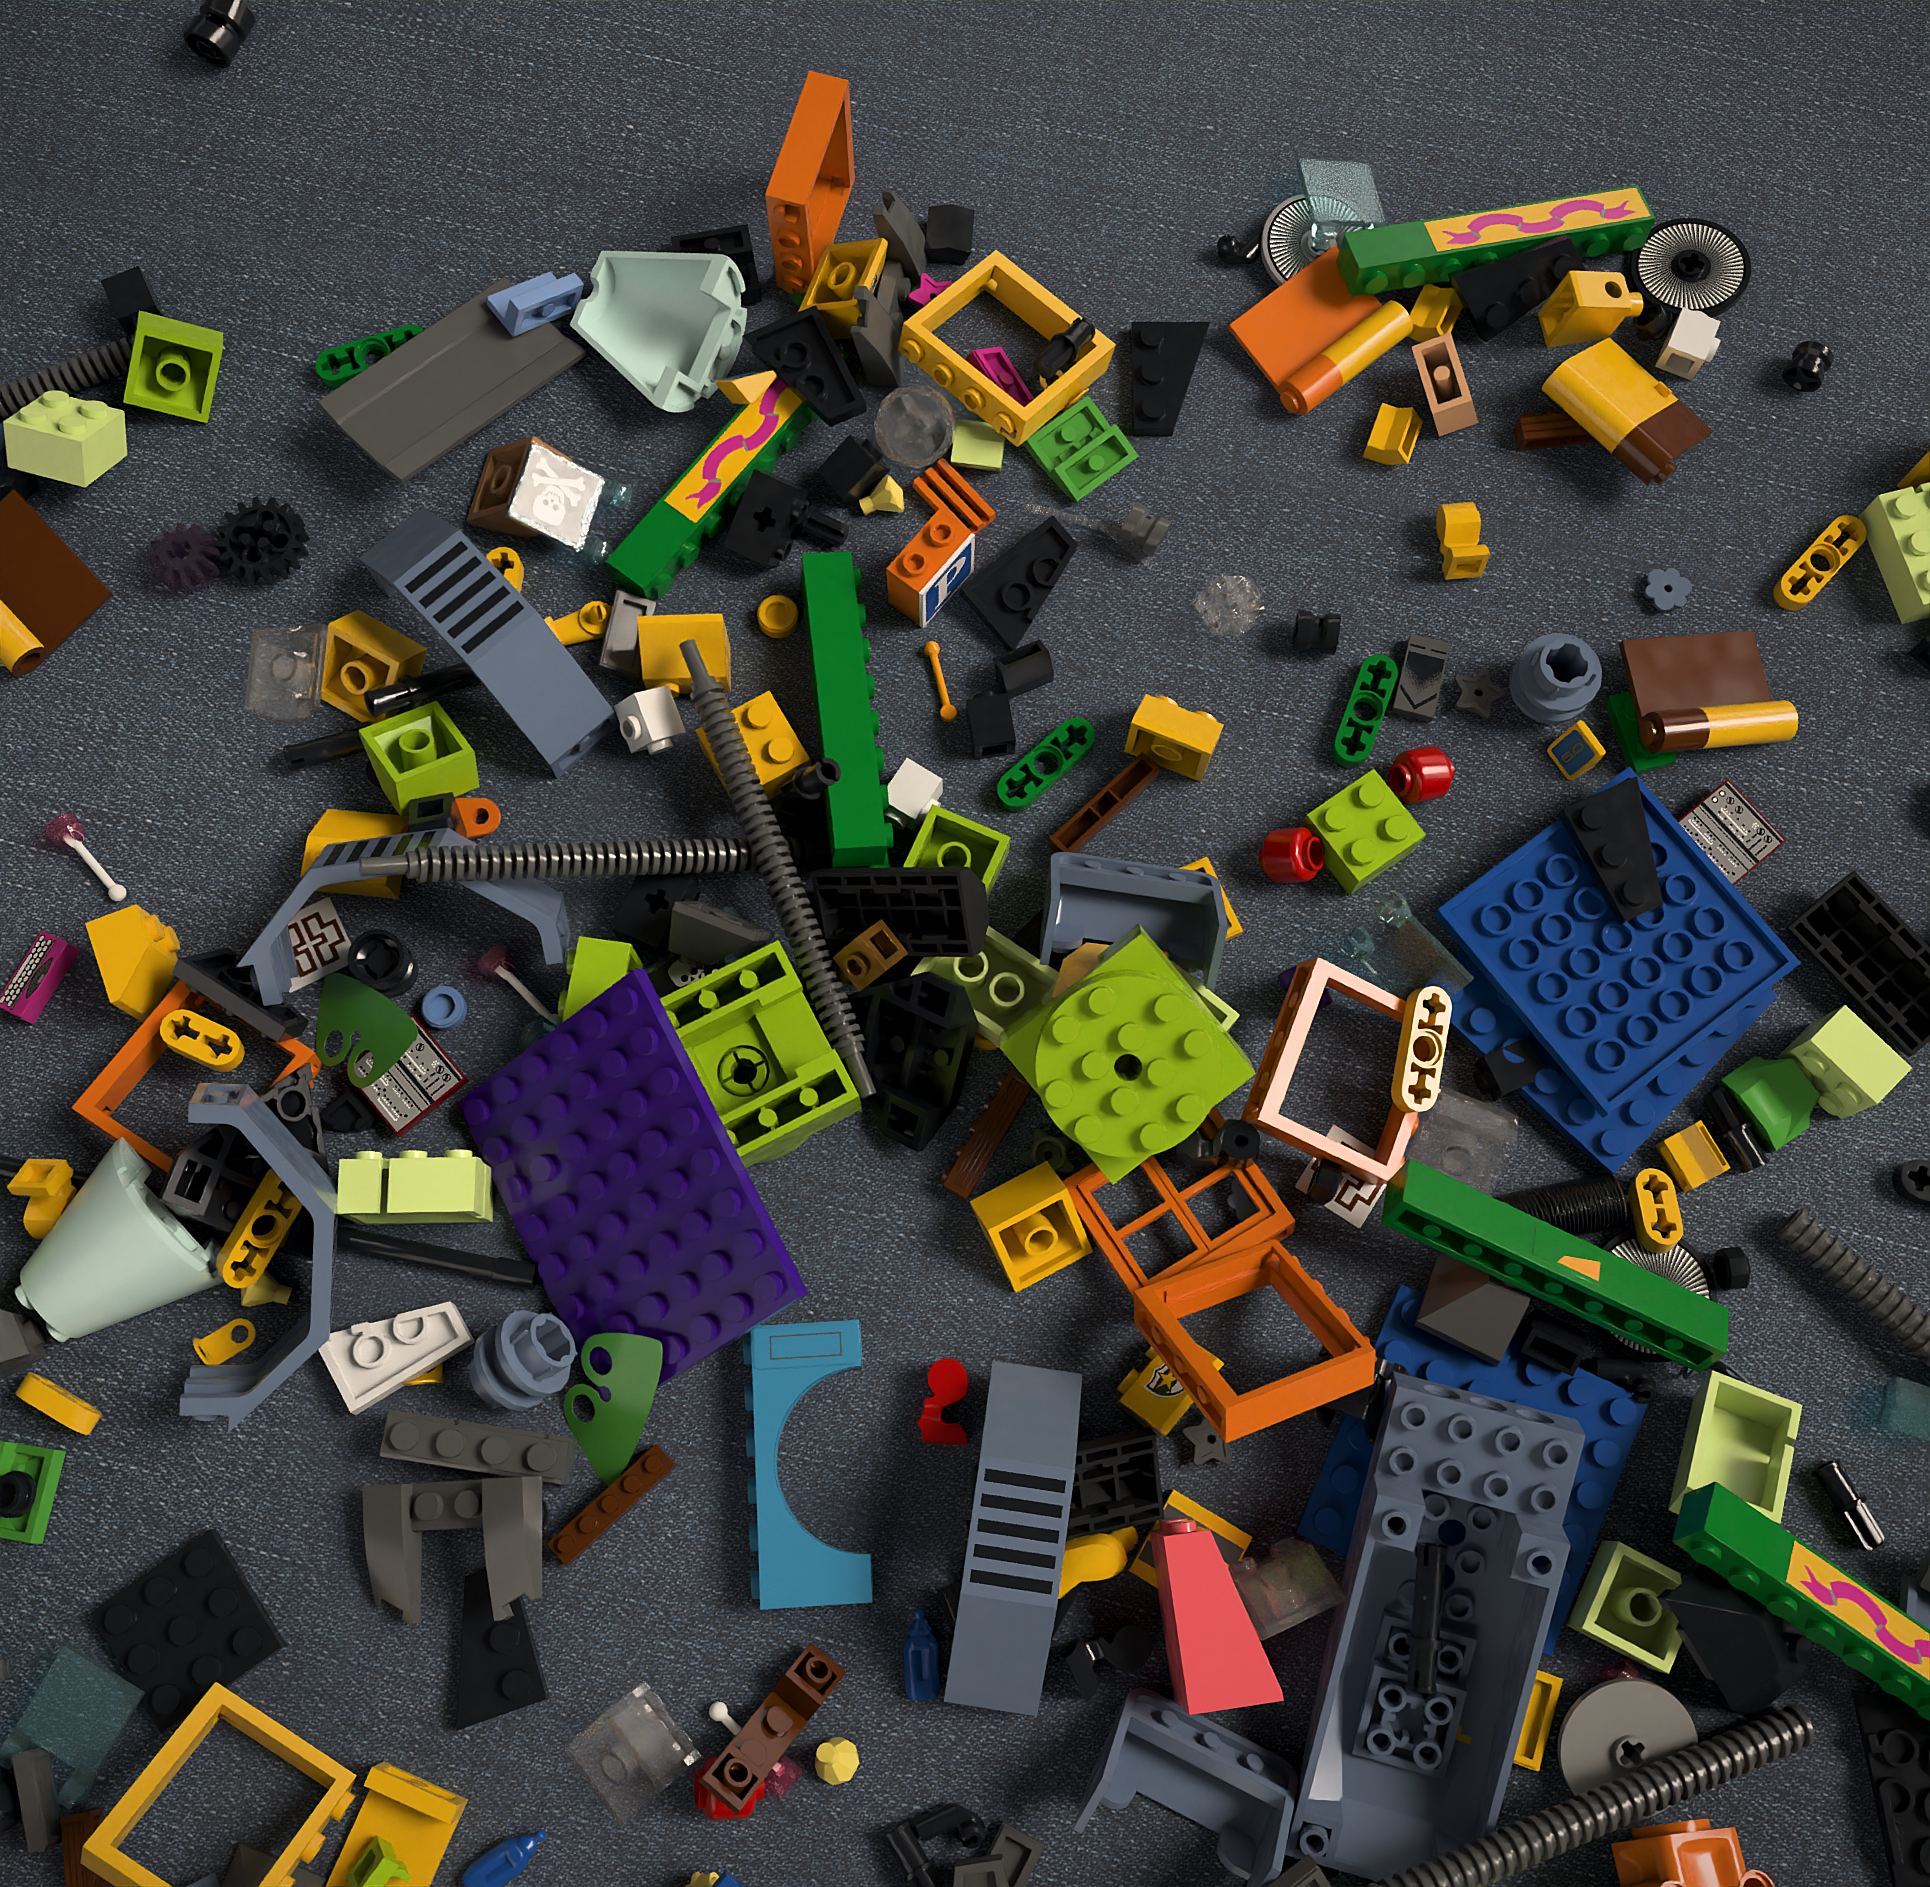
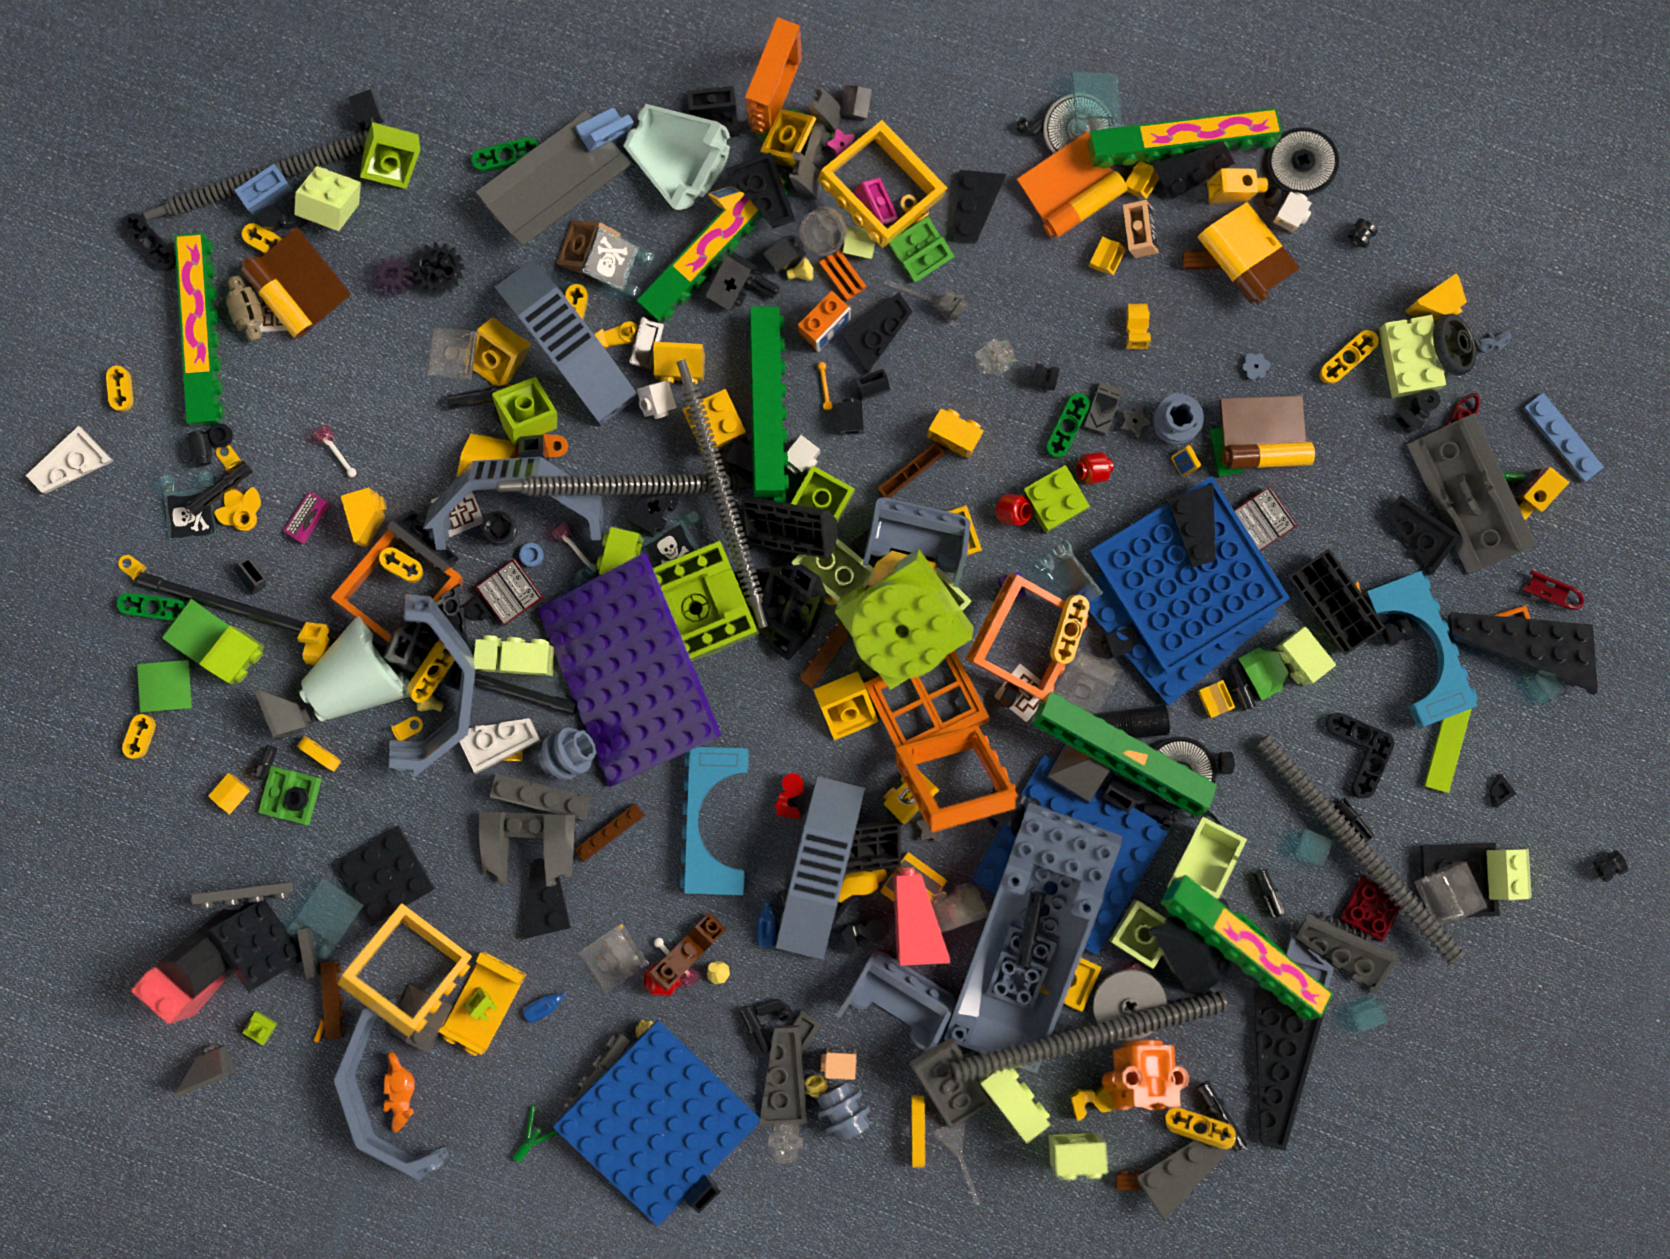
camera: 10 degrees right, 10 degrees up
(354, 1007) = (483, 552): bright green piece -> none
(412, 691) = (522, 371): black pin -> none
(617, 1424) = (616, 790): bright green piece -> none
(711, 935) = (684, 529): dark grey slope -> none
(778, 616) = (734, 338): yellow tile -> none
(810, 782) = (745, 449): black axle -> none
(862, 962) = (765, 555): pearl gold brick -> none
(1060, 737) = (880, 452): green beam -> none
(1065, 347) = (915, 191): black axle -> none
(1235, 1143) = (960, 670): black leg -> none
(1648, 1211) = (1194, 727): yellow beam -> none

